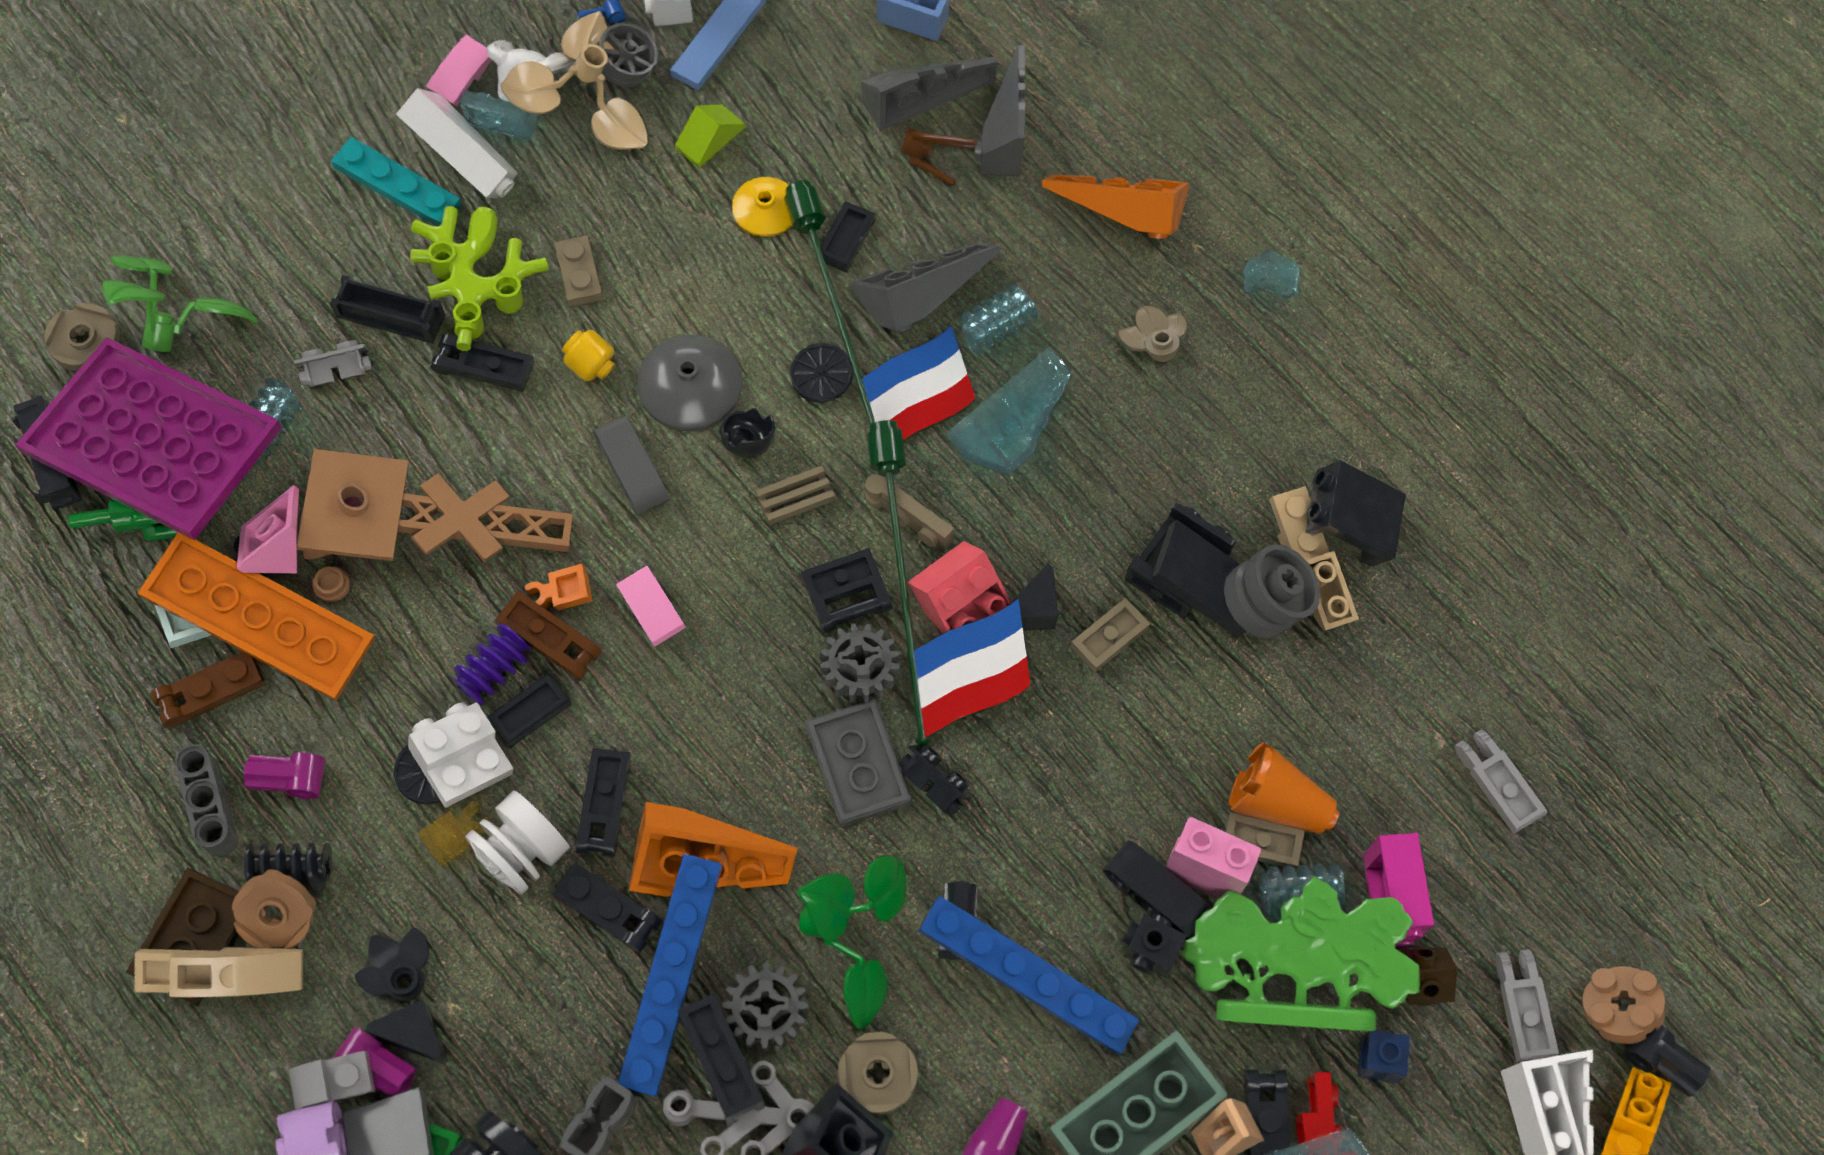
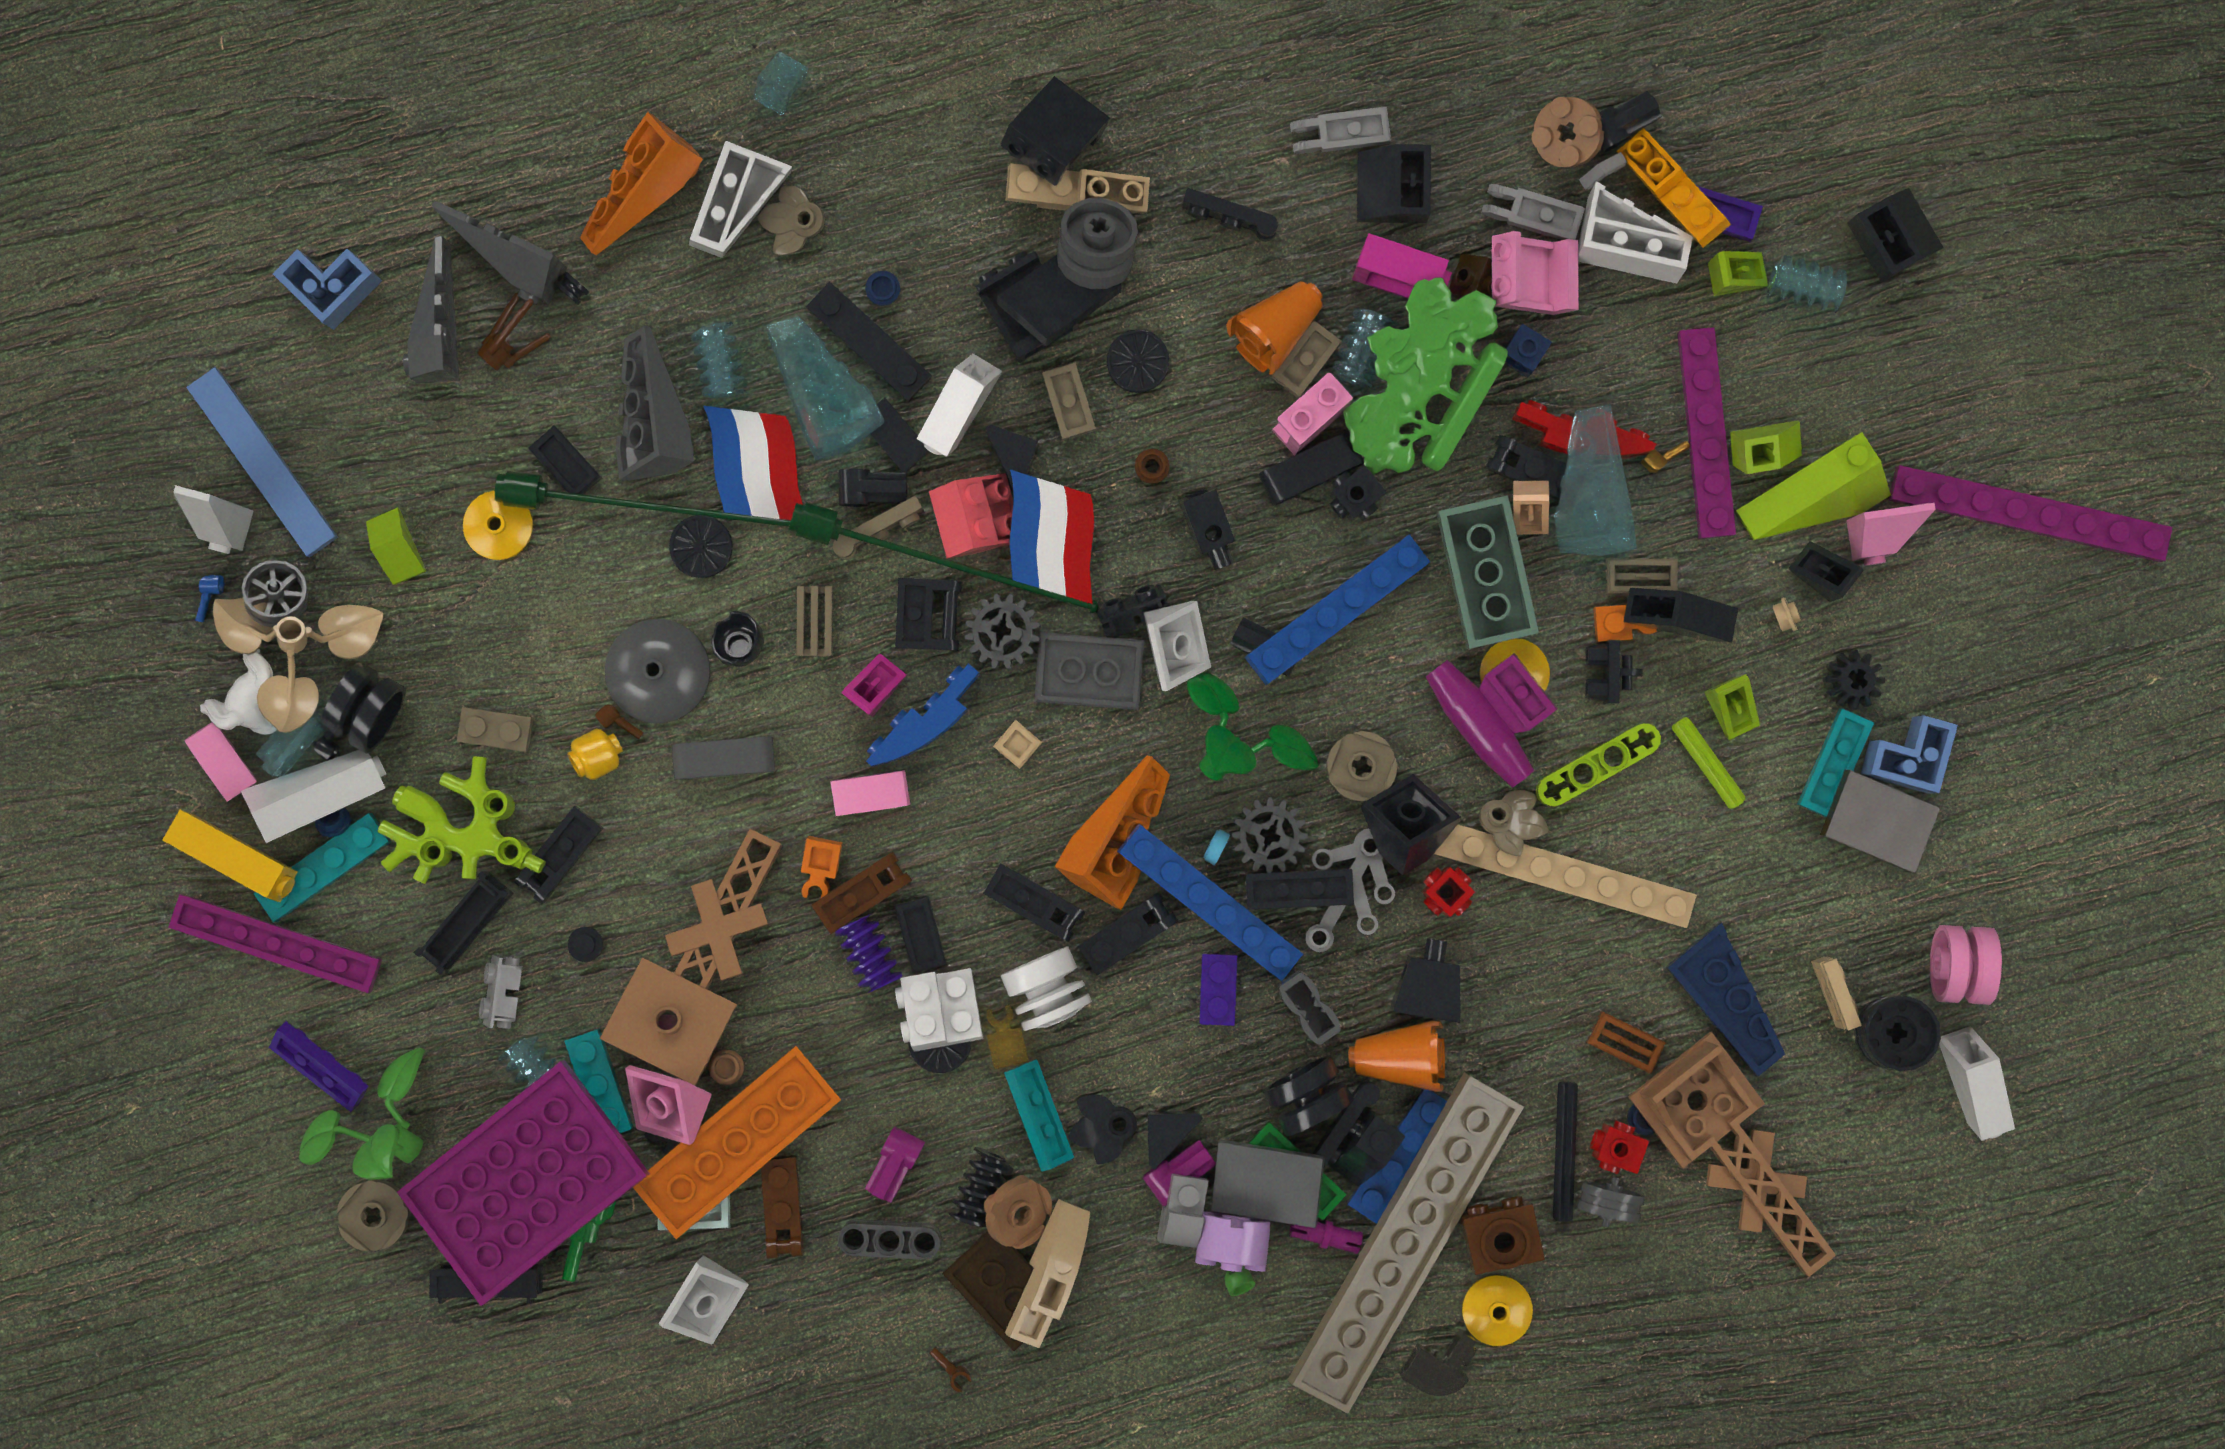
camera: 60 degrees left, 20 degrees up
(86, 649) = (704, 1301): none -> white slope
(87, 919) = (951, 1369): none -> reddish brown hand
(209, 243) = (318, 1066): none -> dark purple plate
(272, 480) = (598, 1076): none -> teal plate
(311, 171) = (275, 943): none -> magenta plate
(376, 103) = (230, 856): none -> yellow brick
(384, 895) = (1039, 1115): none -> teal plate
(406, 417) = (585, 944): none -> black plate
(441, 172) = (334, 823): none -> dark blue plate
(507, 143) = (325, 747): none -> black hand
(551, 151) = (363, 707): none -> black wheel
(584, 1024) = (1218, 989): none -> dark purple plate
(632, 357) = (609, 714): none -> reddish brown hand
(729, 624) = (914, 731): none -> blue slope
(731, 957) = (1216, 846): none -> medium azure tile
(754, 567) = (874, 684): none -> dark pink slope
(756, 724) = (1017, 744): none -> tan tile
(920, 829) = (1177, 643): none -> white slope
(941, 486) = (864, 487): none -> black piece
(1001, 498) = (898, 438): none -> black tile
(1003, 181) = (572, 288): none -> black bush
(1059, 534) = (958, 405): none -> white slope
(1062, 796) = (1201, 511): none -> black torso
(1078, 440) = (869, 341): none -> black plate
(1089, 728) = (1152, 455): none -> reddish brown plate
(1133, 431) = (882, 288): none -> dark blue plate
(1150, 274) = (735, 196): none -> white wedge
(1180, 684) = (1138, 361): none -> black wheel
(1364, 708) = (1230, 214): none -> black plate
(1464, 1028) = (1534, 274): none -> bright pink panel
(1478, 852) = (1394, 184): none -> black slope
(1610, 1057) = (1602, 170): none -> light grey tile

